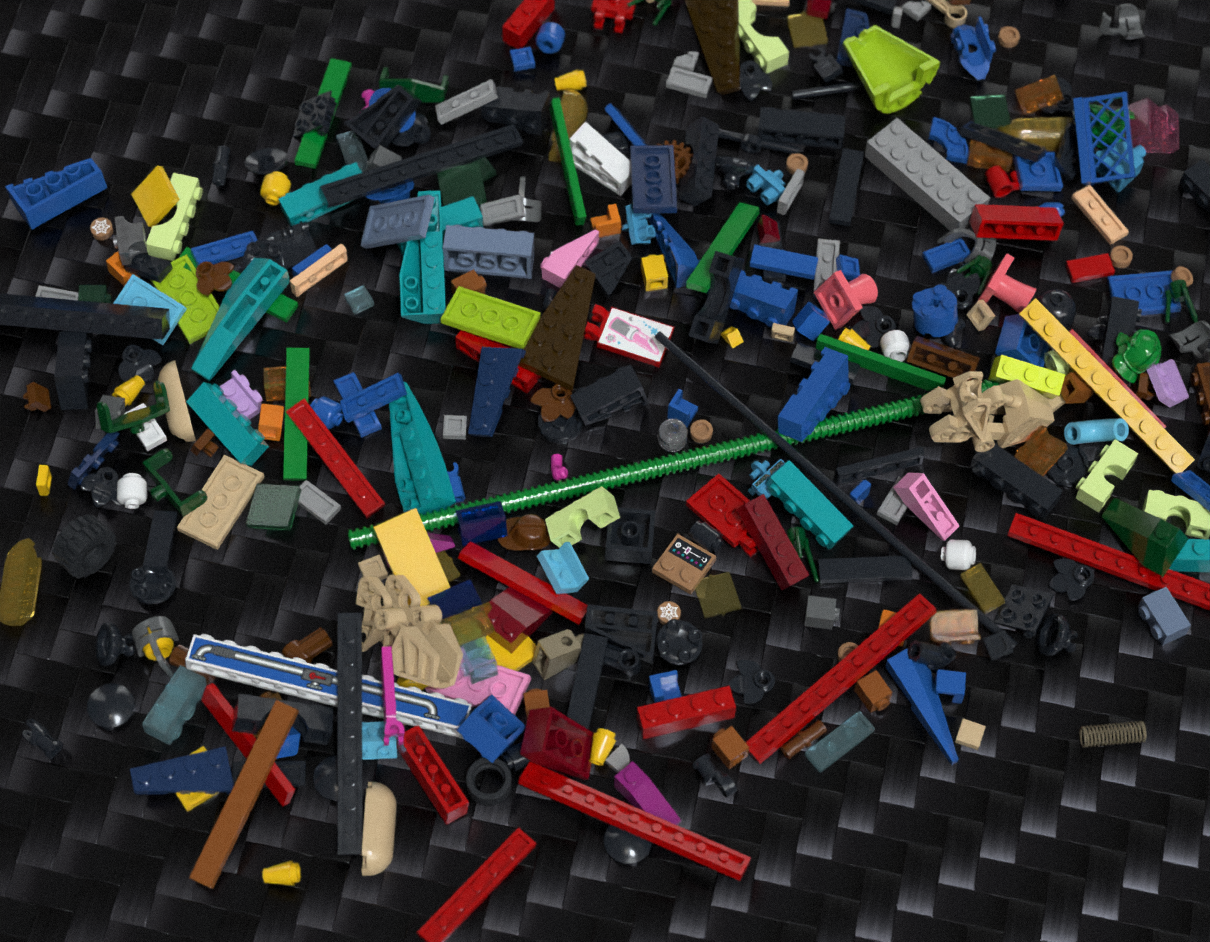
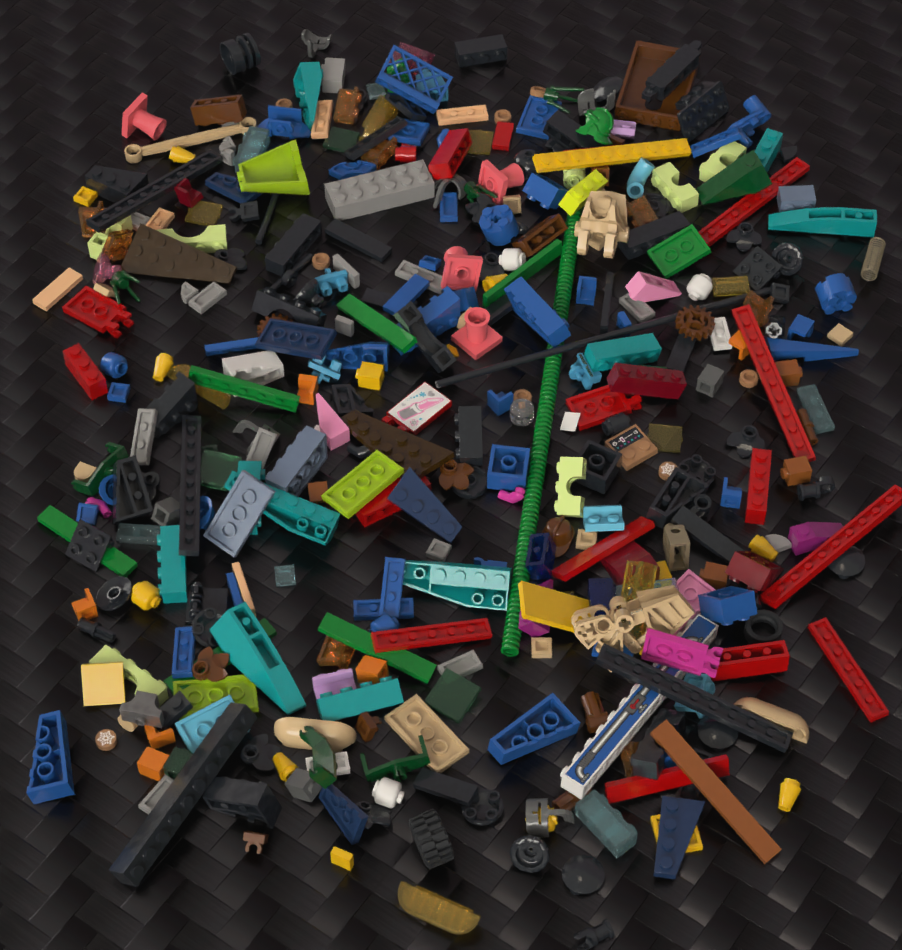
camera: 65 degrees left, 10 degrees down
(84, 274) = (152, 763): none -> orange panel
(244, 145) = (85, 607): none -> orange panel
(259, 596) = (535, 729): none -> blue wedge
(354, 98) = (87, 513): none -> blue tile
(405, 71) = (84, 471): none -> tan tile
(531, 563) = (585, 539): none -> tan tile
(586, 448) = (508, 467): none -> blue brick
(690, 489) = (570, 421): none -> white sticker
(711, 220) = (344, 325): none -> light grey tile
(765, 351) = (476, 336): none -> coral plant
(768, 230) = (373, 295): dark red slope -> none
(886, 560) = (695, 322): none -> reddish brown gear
(888, 437) = (586, 290): none -> blue panel
(898, 597) = (720, 335): none -> white plate
(922, 32) = (254, 143): none -> clear light blue brick
(999, 512) = (678, 251): none -> green plate
(1008, 80) = (322, 119): none -> light nougat tile
(1023, 706) = (836, 293): none -> blue brick
(1039, 45) = (307, 88): none -> teal wedge
(1069, 247) = (481, 142): none -> clear yellow piece
(1081, 63) = (334, 75): none -> light grey brick
(1152, 667) = (826, 221): none -> teal wedge

